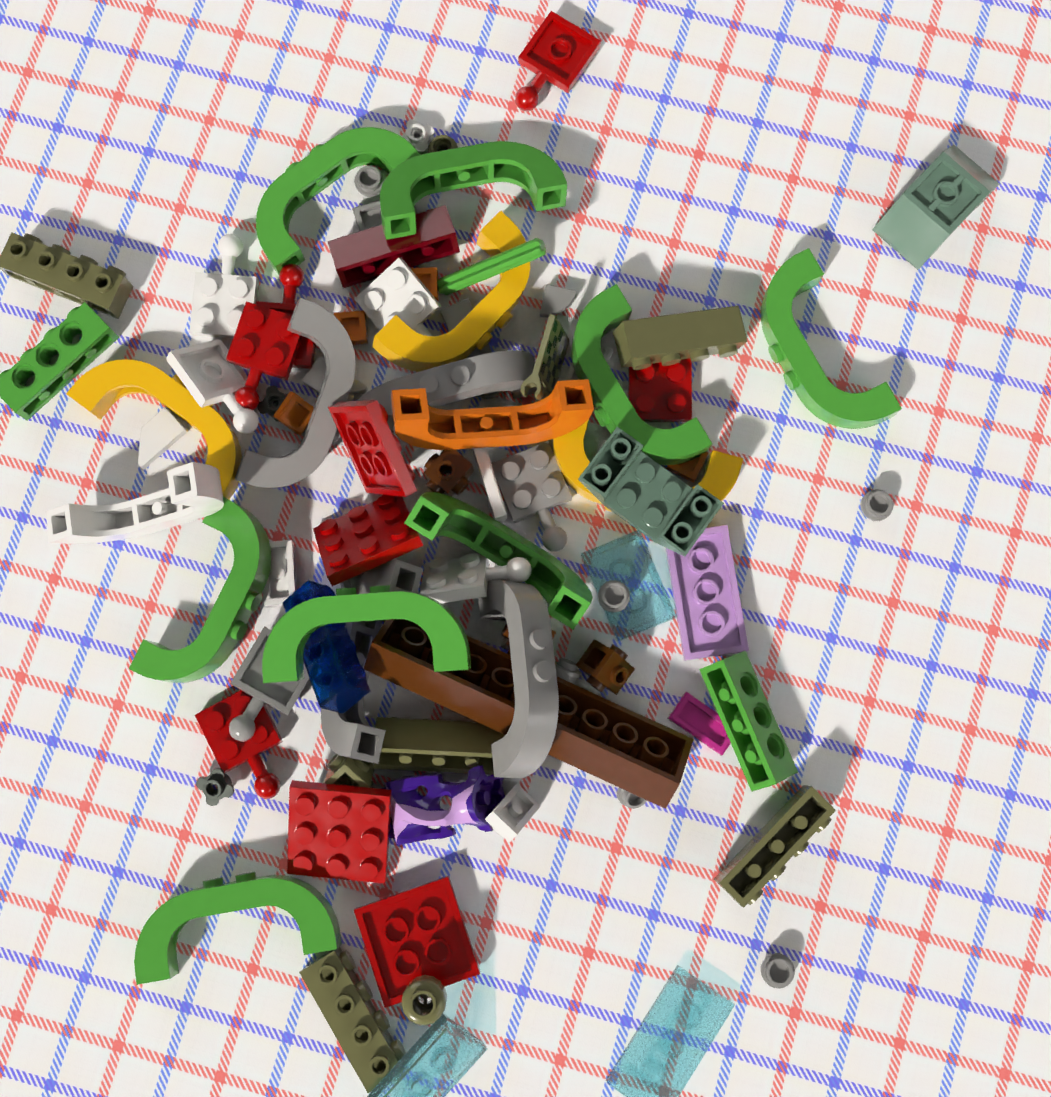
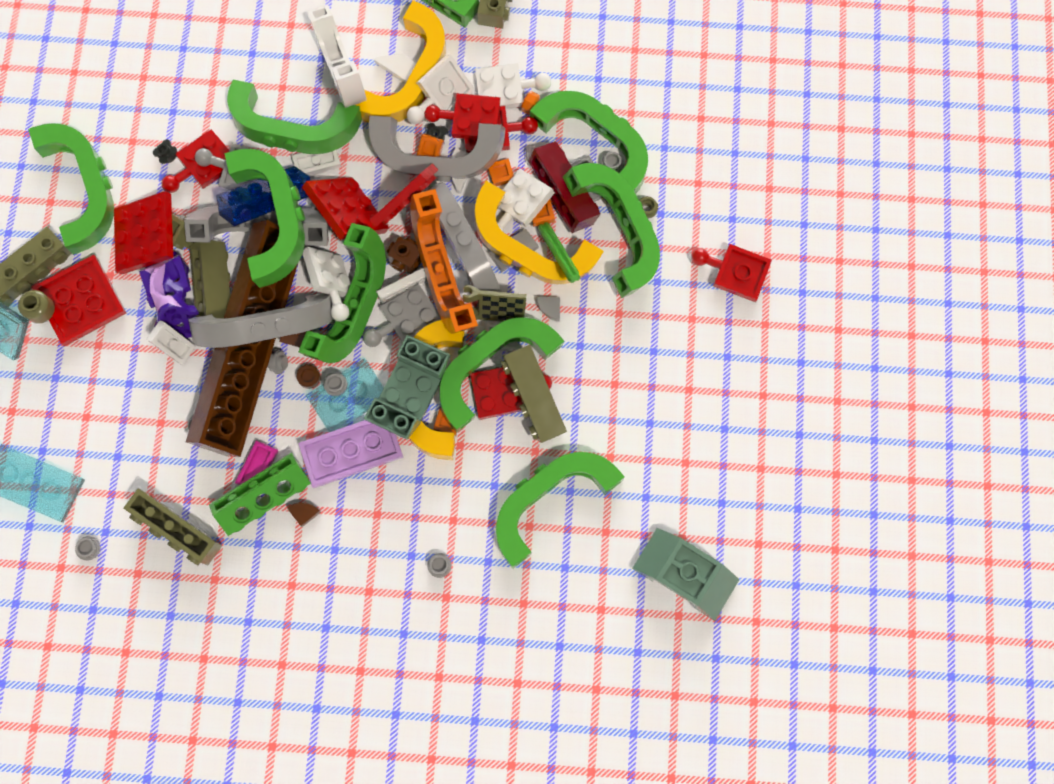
camera: 75 degrees right, 5 degrees down
(259, 267) = (529, 102): none -> orange tile
(413, 127) = (654, 193): white plate -> none
(589, 630) = (308, 376): none -> reddish brown tile
(605, 667) = (283, 387): reddish brown brick -> none
(777, 670) = (303, 512): none -> reddish brown tile

